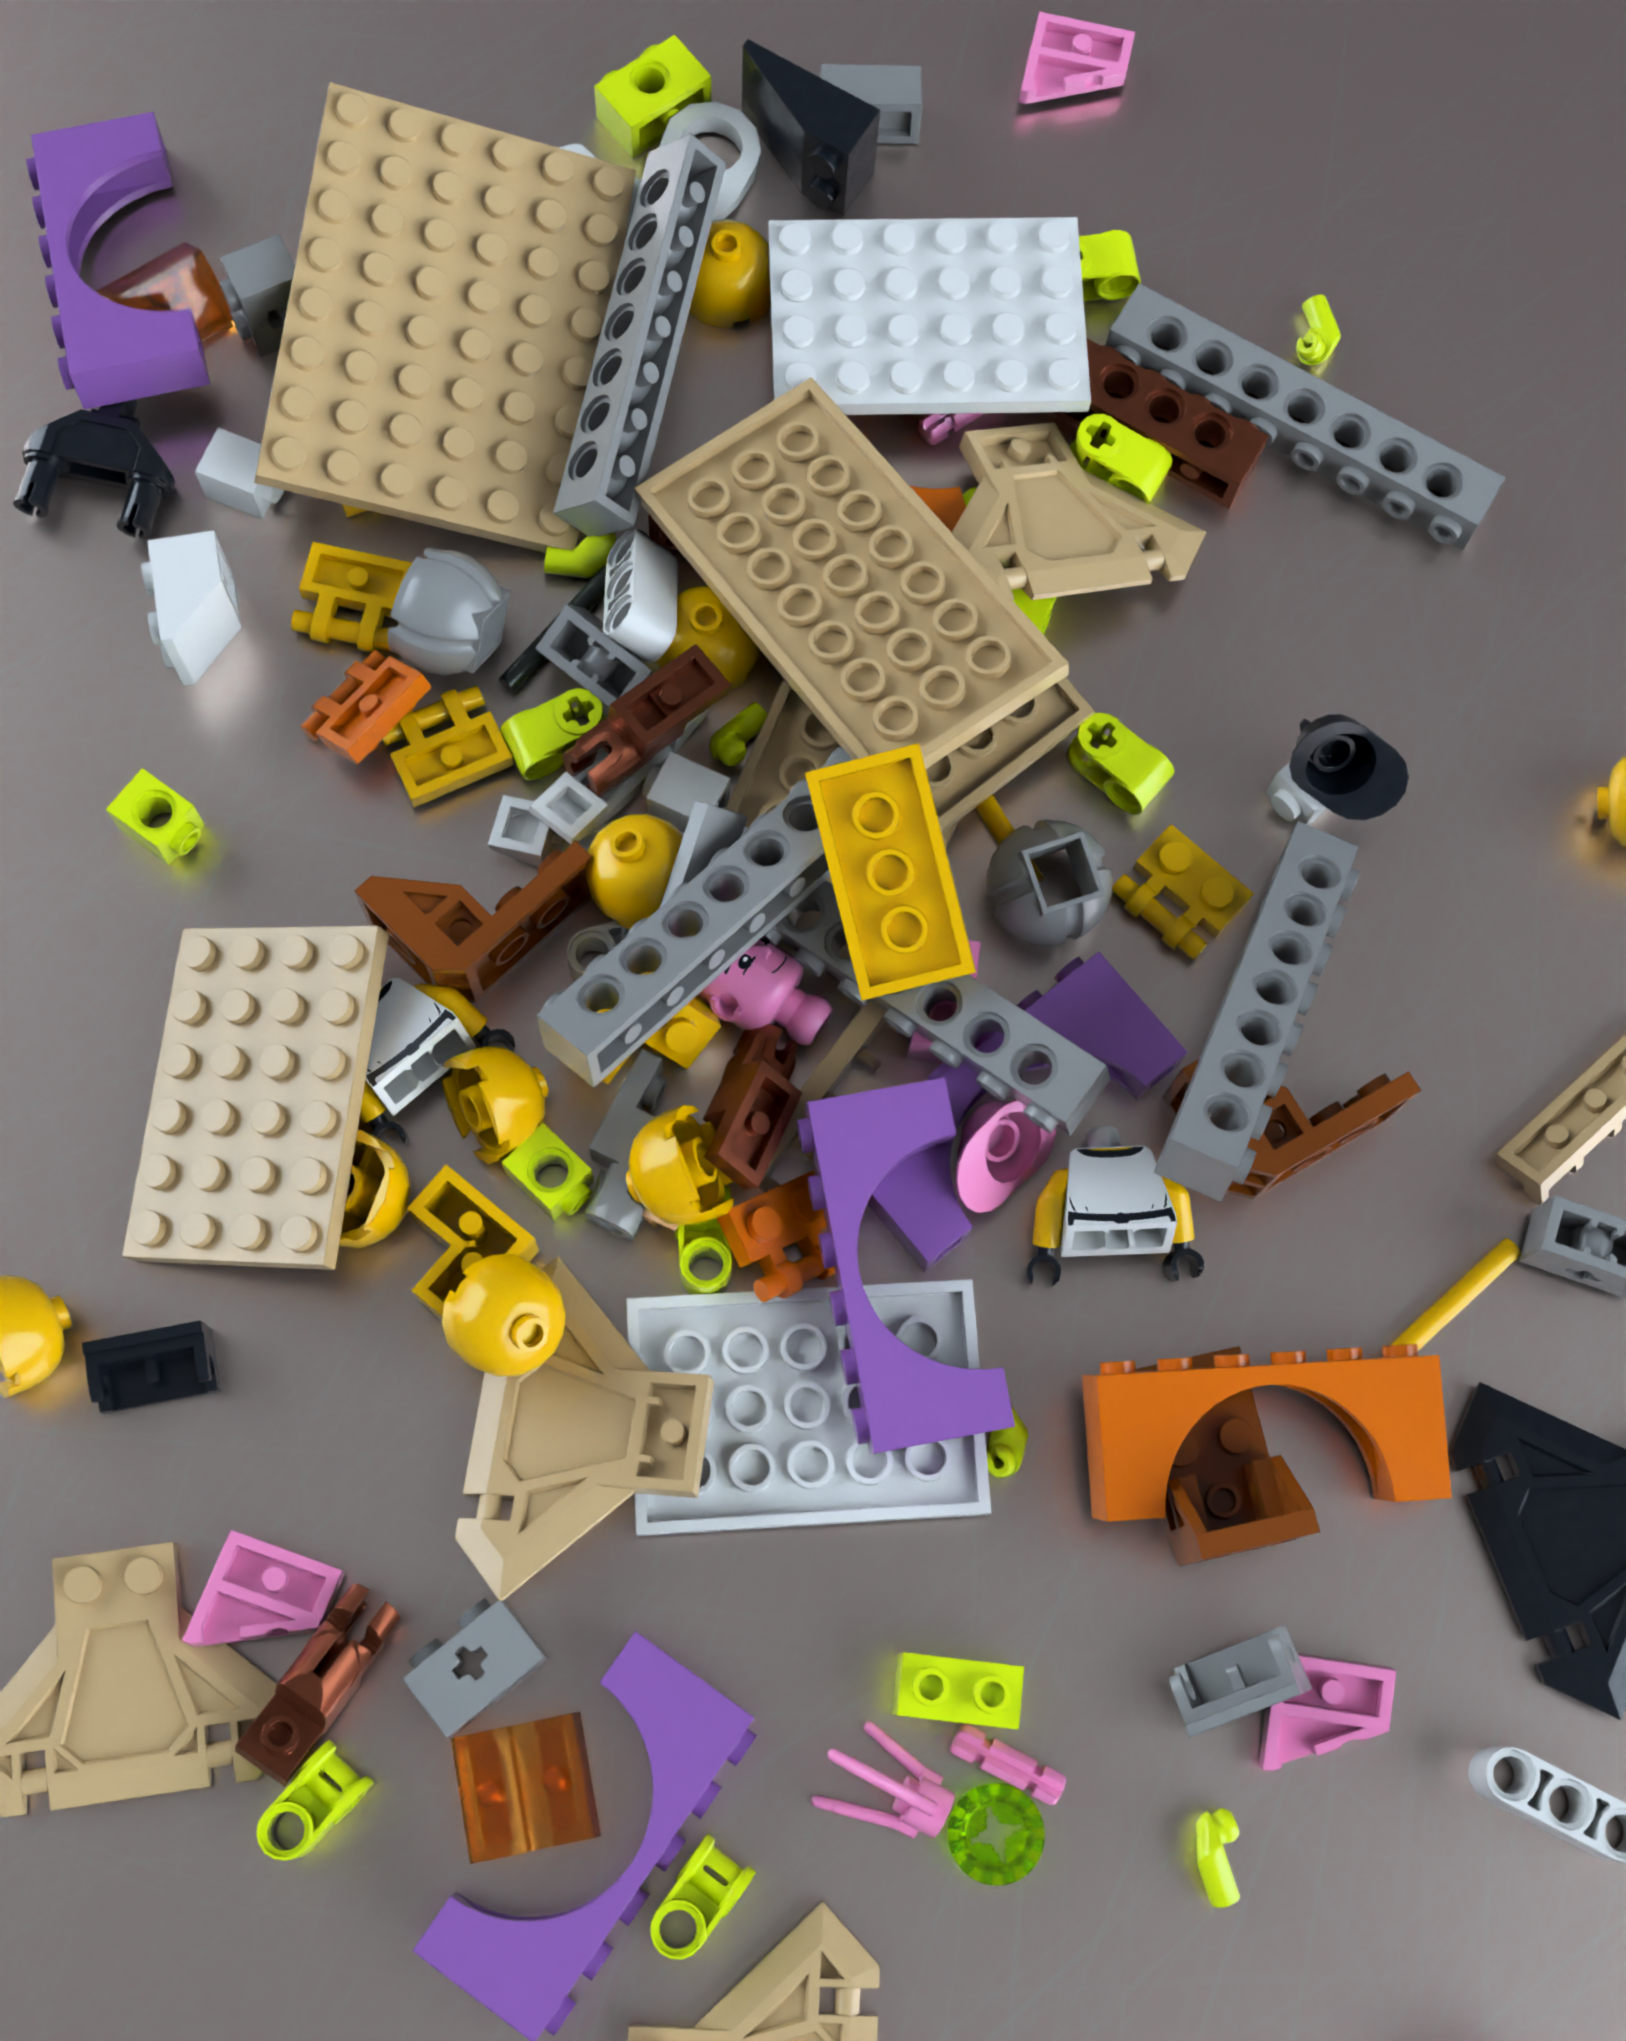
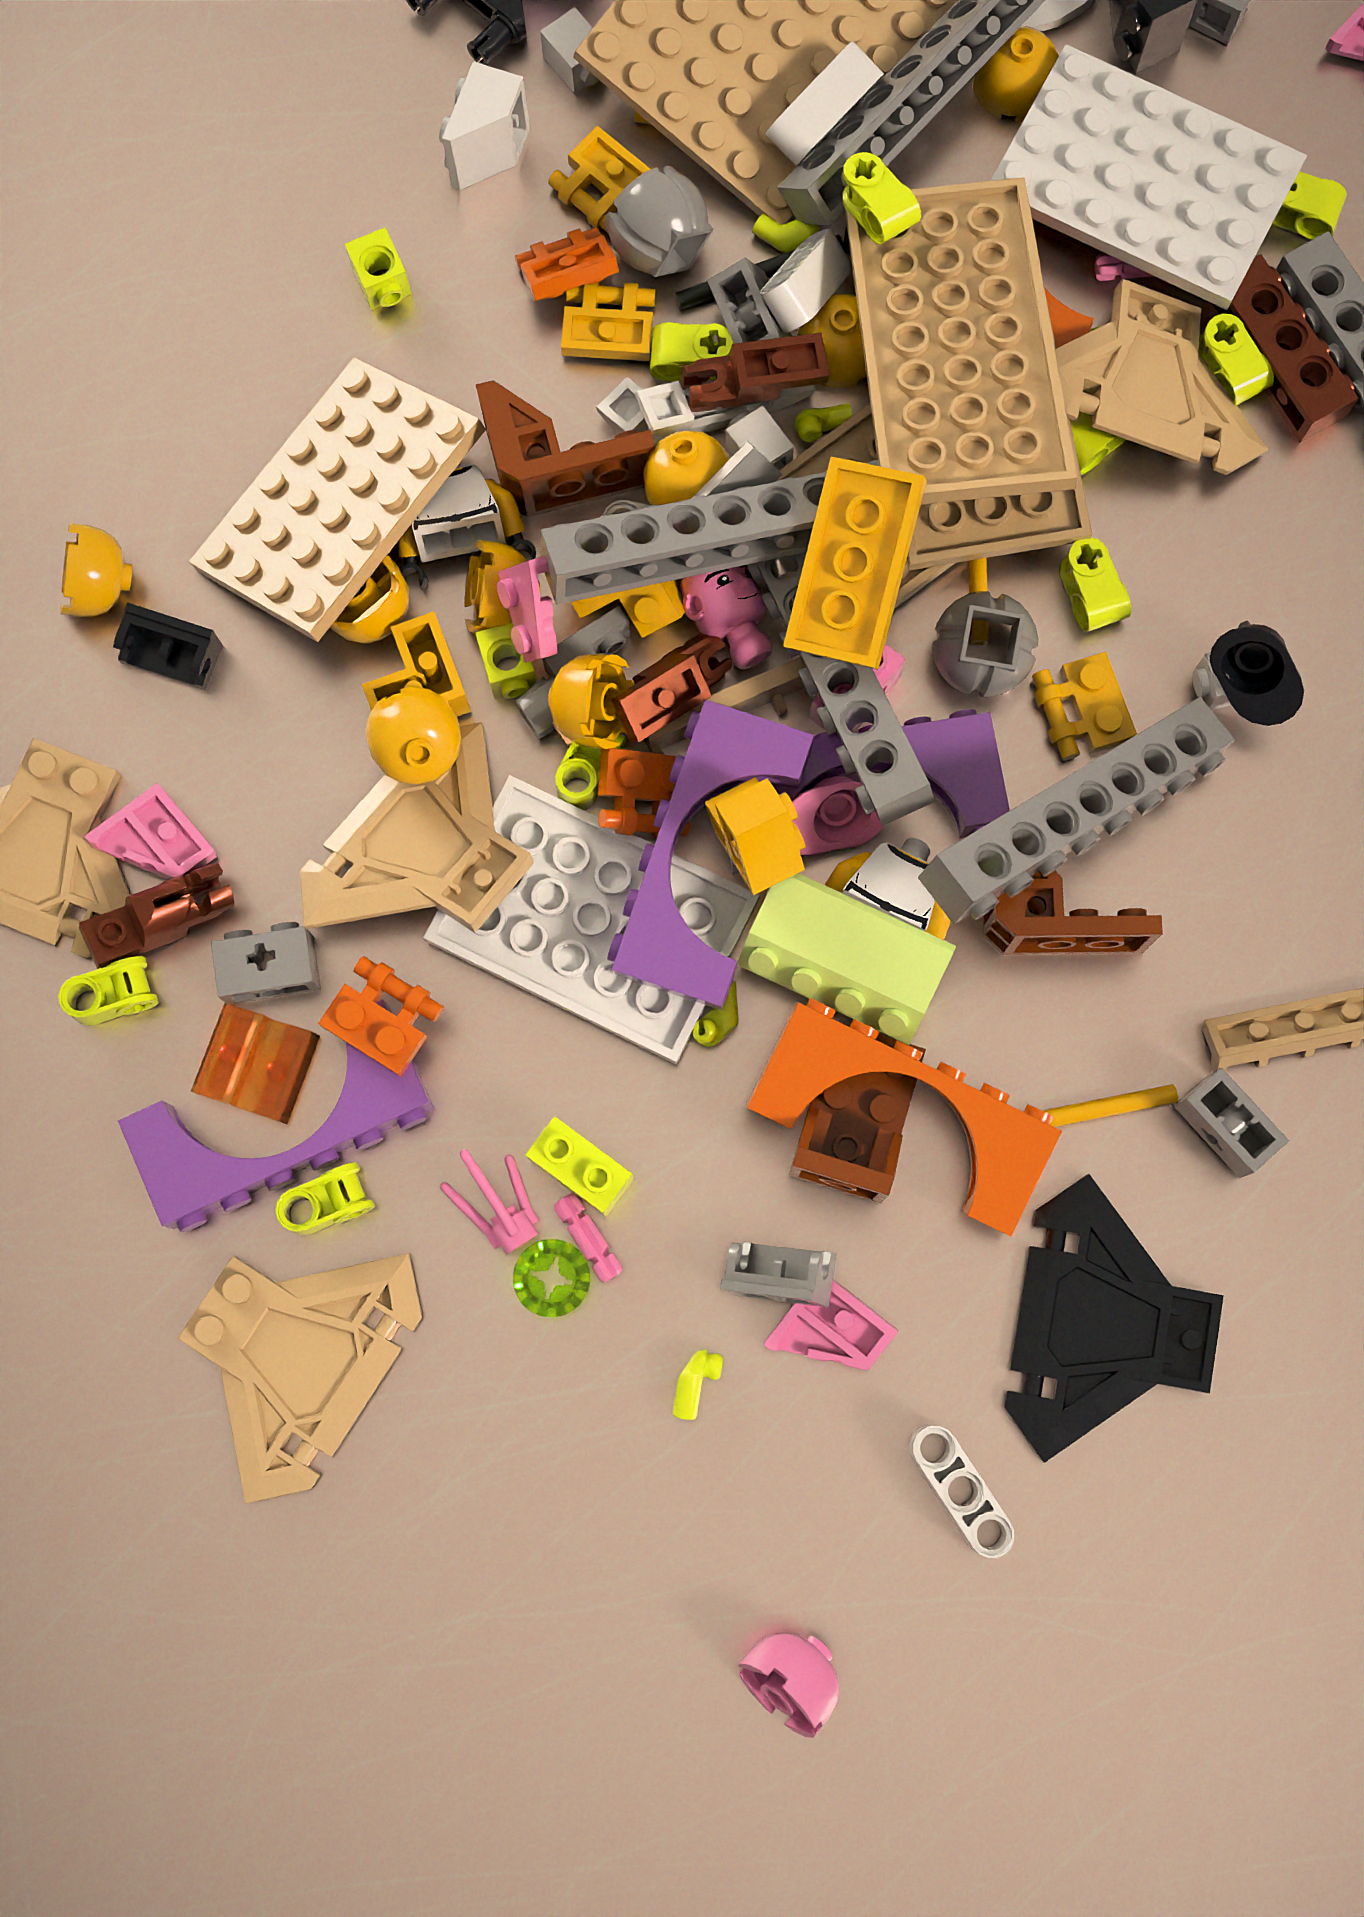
camera: 40 degrees right, 5 degrees up
(555, 402) = (824, 103): none -> white beam
(562, 1112) = (530, 614): none -> bright pink wing
(647, 1672) = (372, 1028): none -> orange plate
(682, 478) = (878, 198): none -> neon yellow piece
(946, 1215) = (758, 832): none -> yellow brick
(1106, 1294) = (846, 955): none -> yellowish green slope

